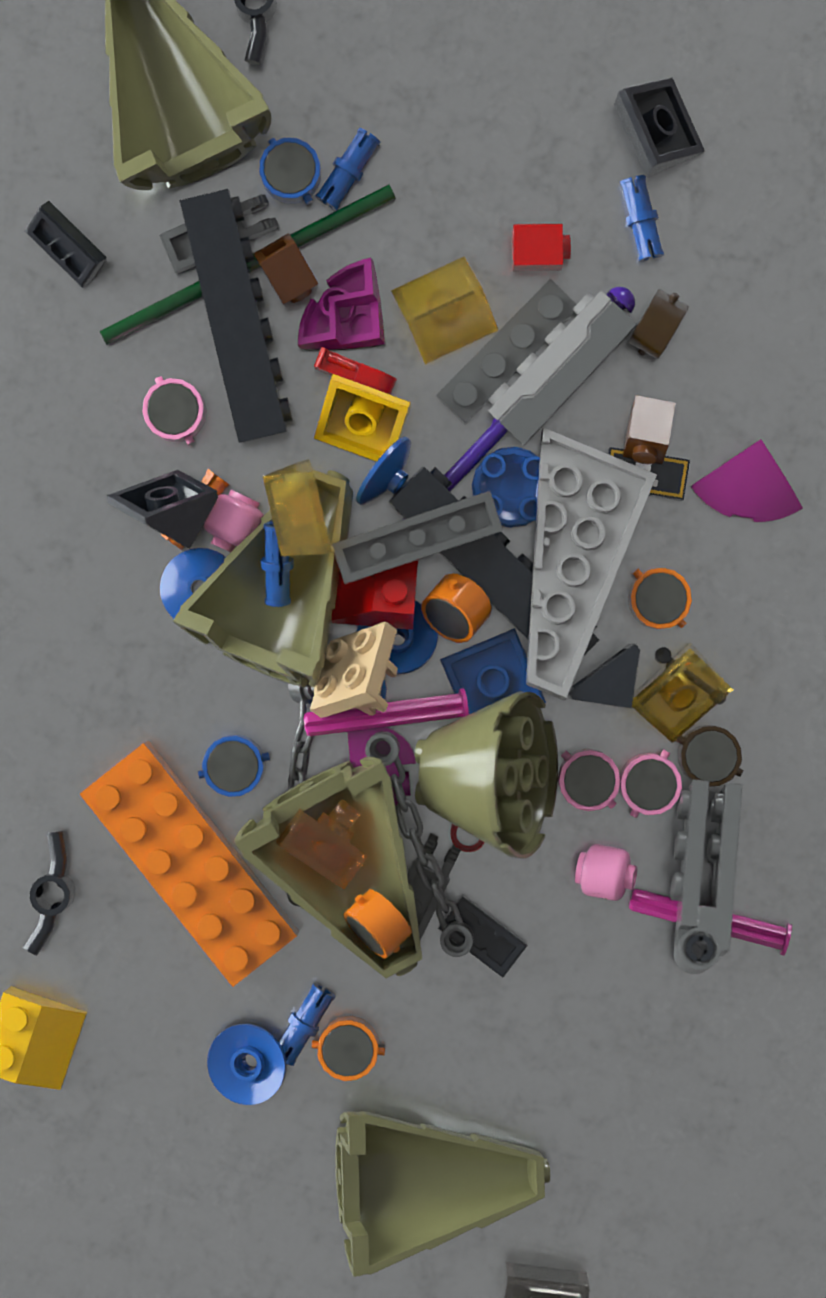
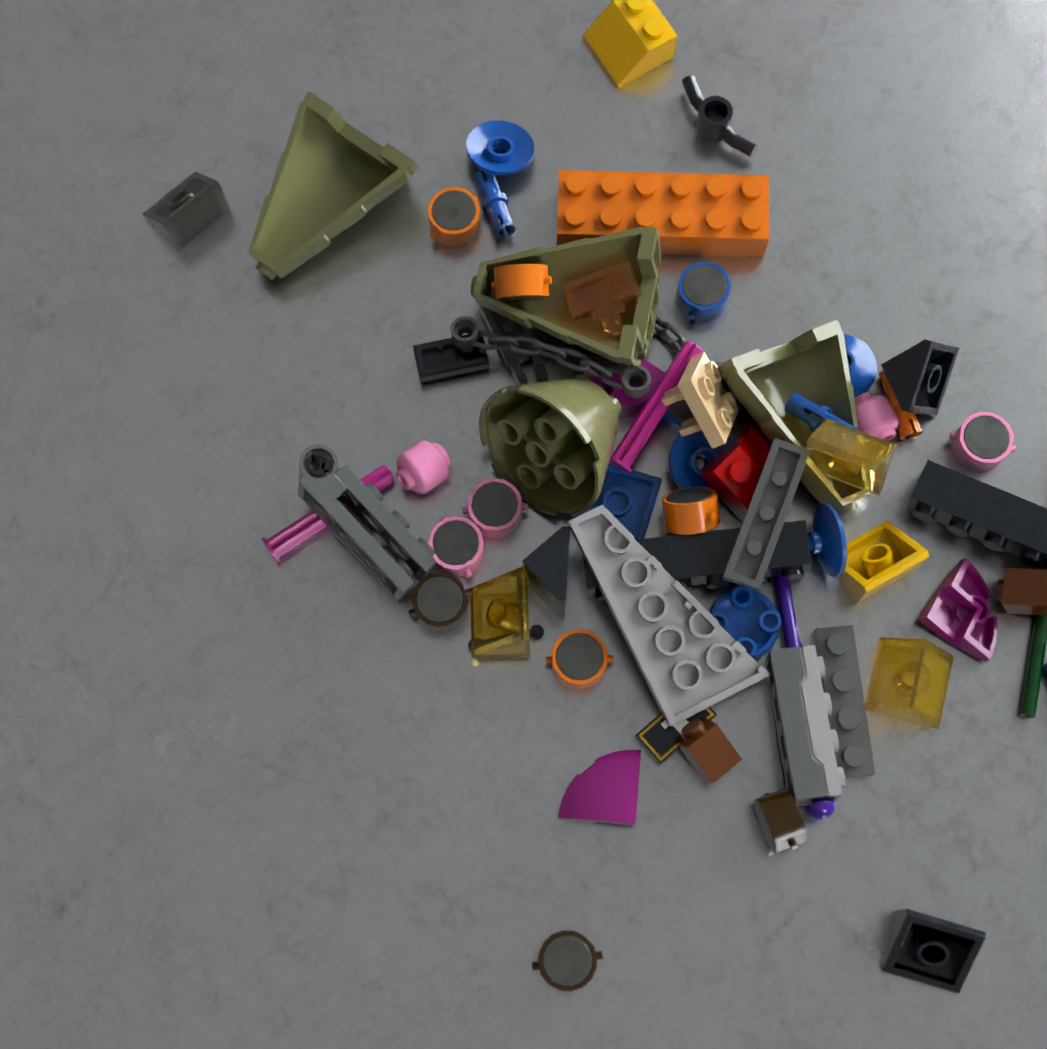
camera: 130 degrees right, 15 degrees down
(333, 363) = (914, 581): red piece -> none
(539, 247) = (905, 783): red brick -> none
(642, 218) = (868, 879): blue pin -> none

